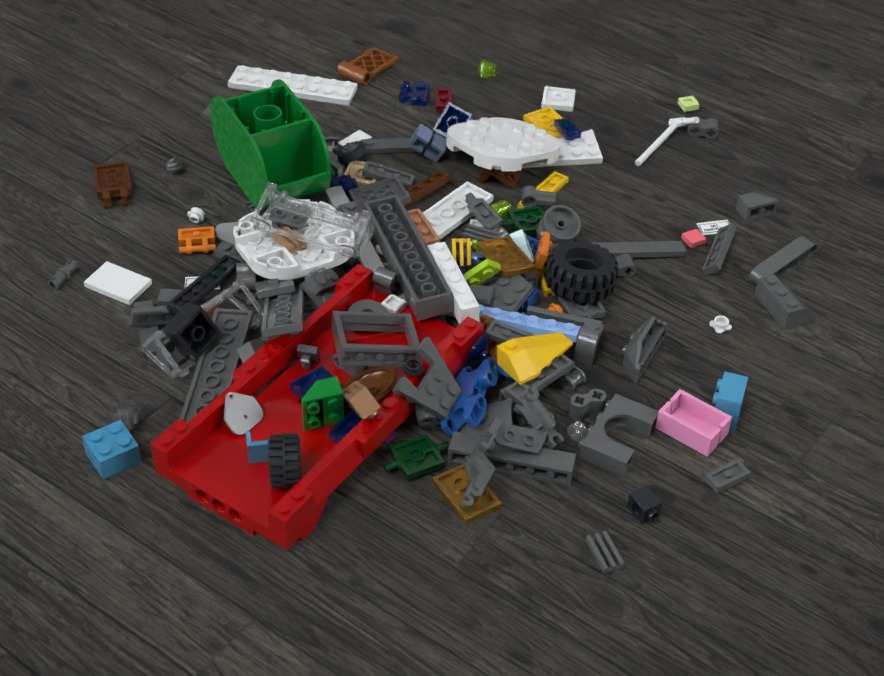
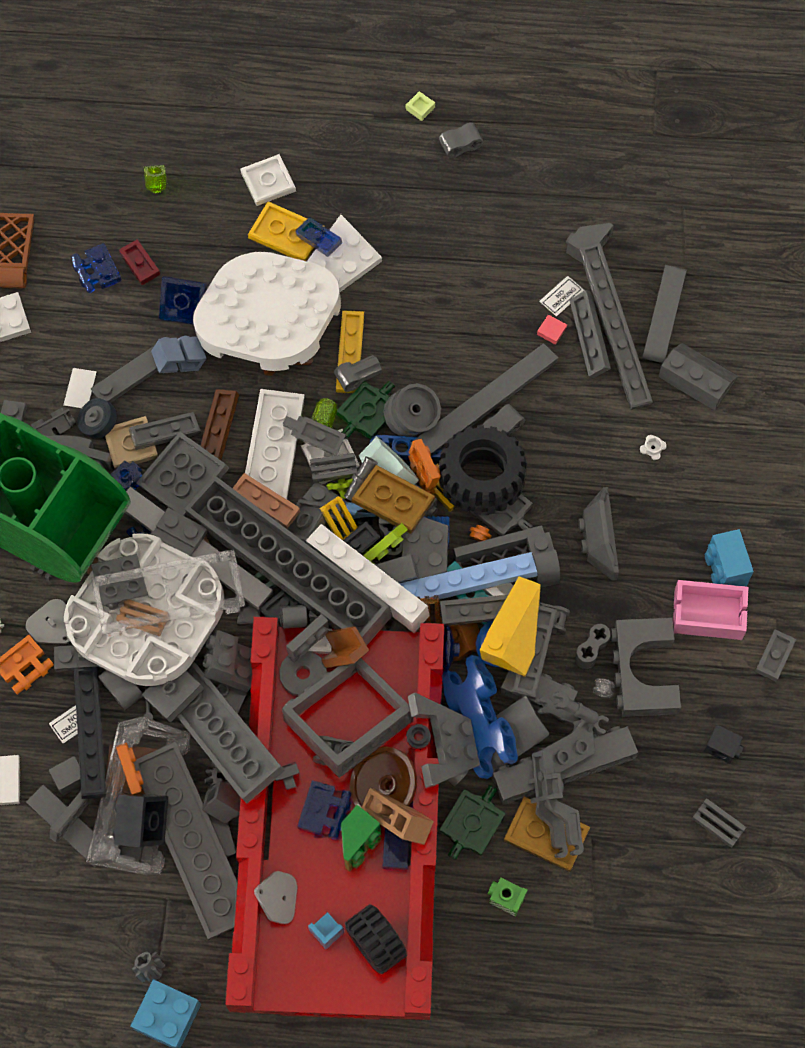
camera: 30 degrees left, 25 degrees up
(209, 296) = (127, 761): none -> orange plate
(384, 289) = (307, 638): none -> dark grey plate
(404, 506) = (509, 904): none -> bright green brick
(406, 303) = (346, 646): none -> dark orange panel
(673, 124) = (428, 150): white bar -> none
(740, 252) = (615, 326): none -> dark grey tile

